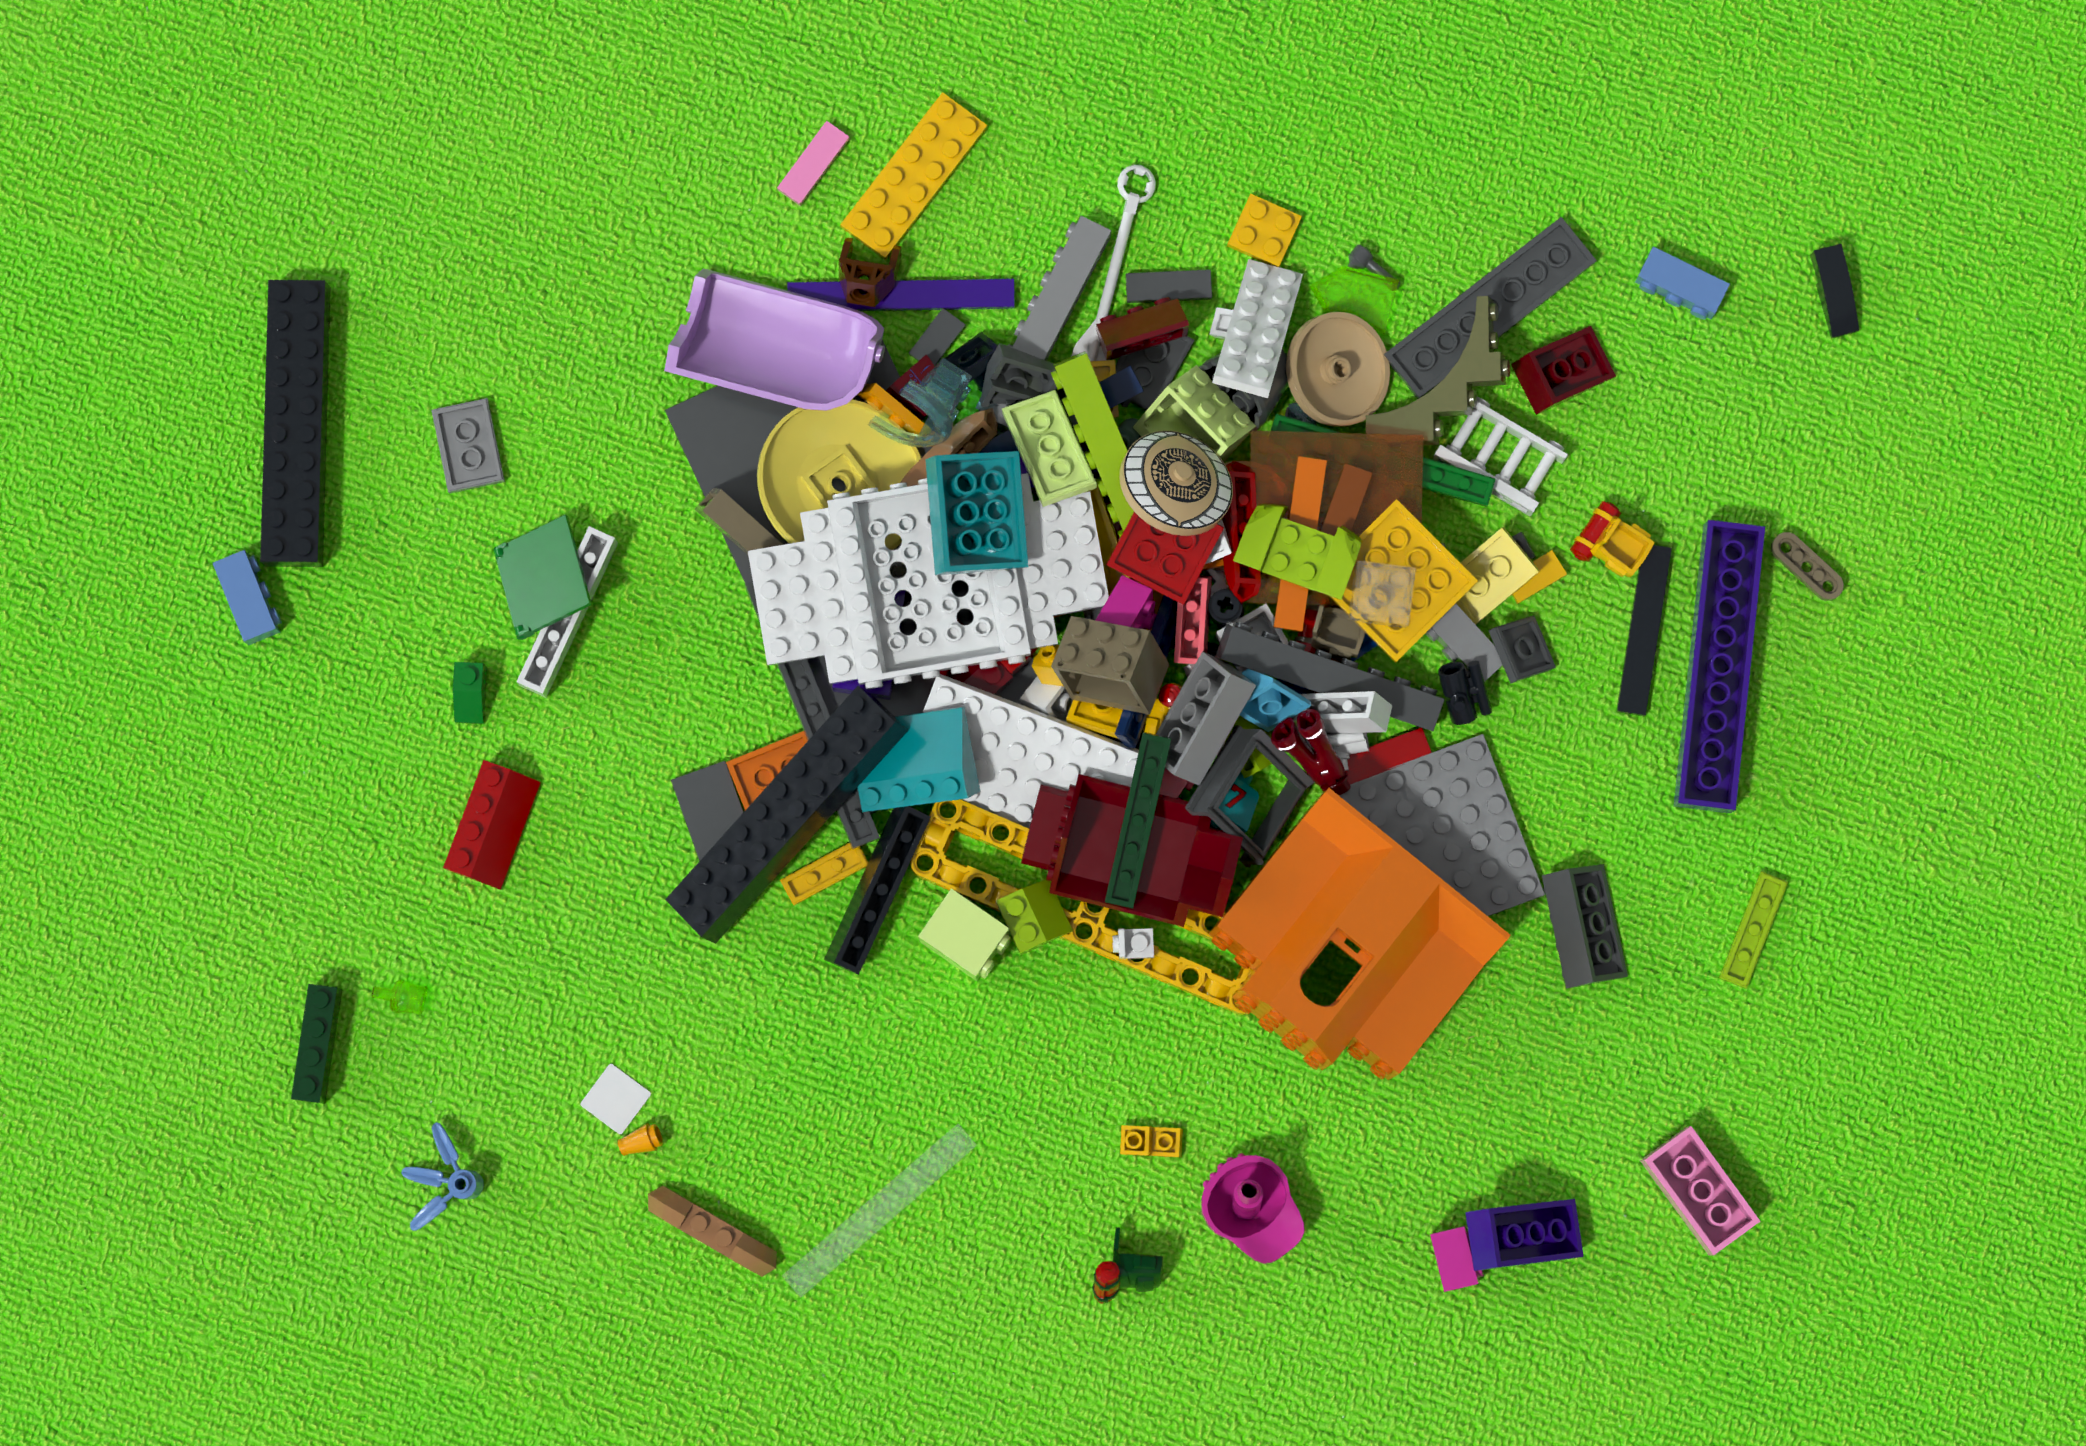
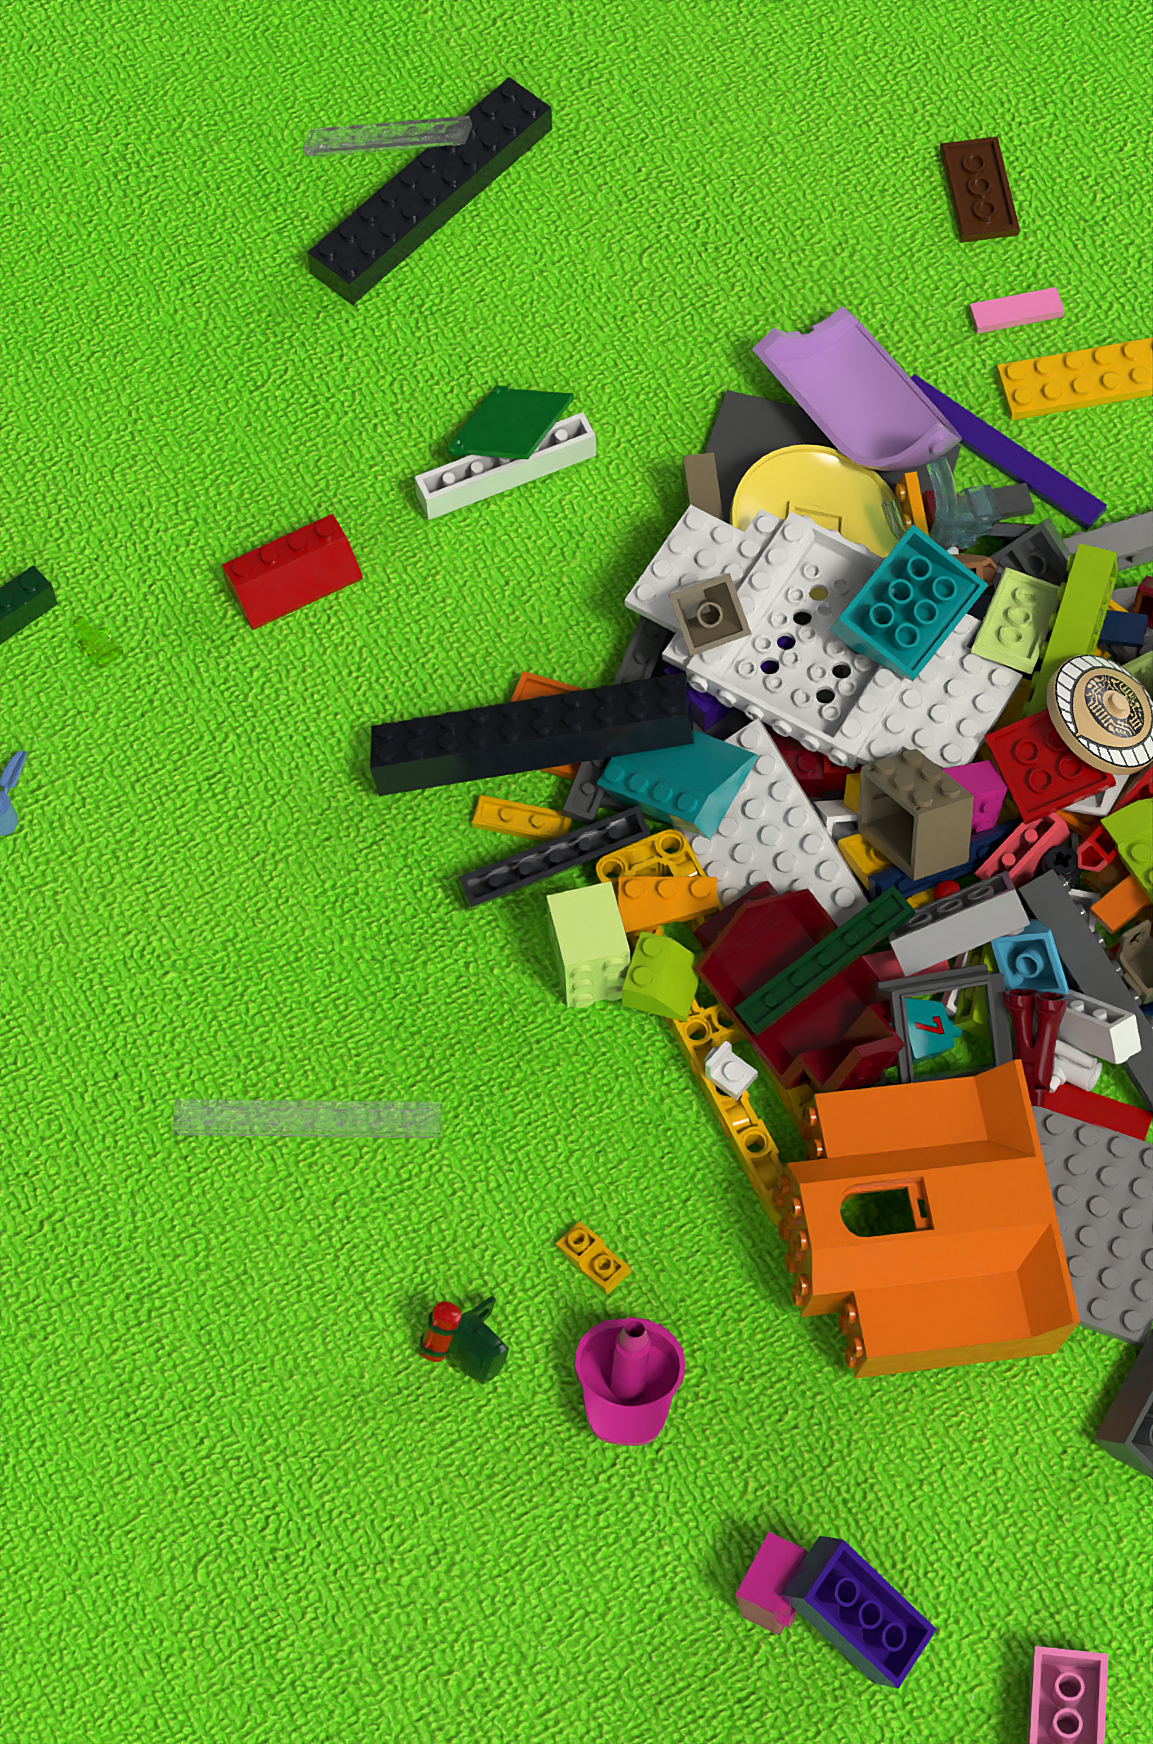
camera: 45 degrees right, 20 degrees down
(226, 410) = (388, 136): none -> clear plate
(247, 597) = (273, 277): medium blue brick -> none
(468, 445) = (547, 304): light grey tile -> none
(469, 692) = (373, 466): green slope -> none
(615, 1099) = (182, 855): white sticker -> none
(641, 1140) = (171, 899): light orange cone -> none
(697, 76) = (979, 189): none -> reddish brown tile
(707, 804) = (479, 684): dark grey tile -> none
(712, 1231) = (154, 1016): medium nougat brick -> none
(844, 635) = (709, 613): none -> dark tan slope
(881, 276) = (984, 413): reddish brown piece -> none
(982, 858) = (658, 900): none -> light orange wing

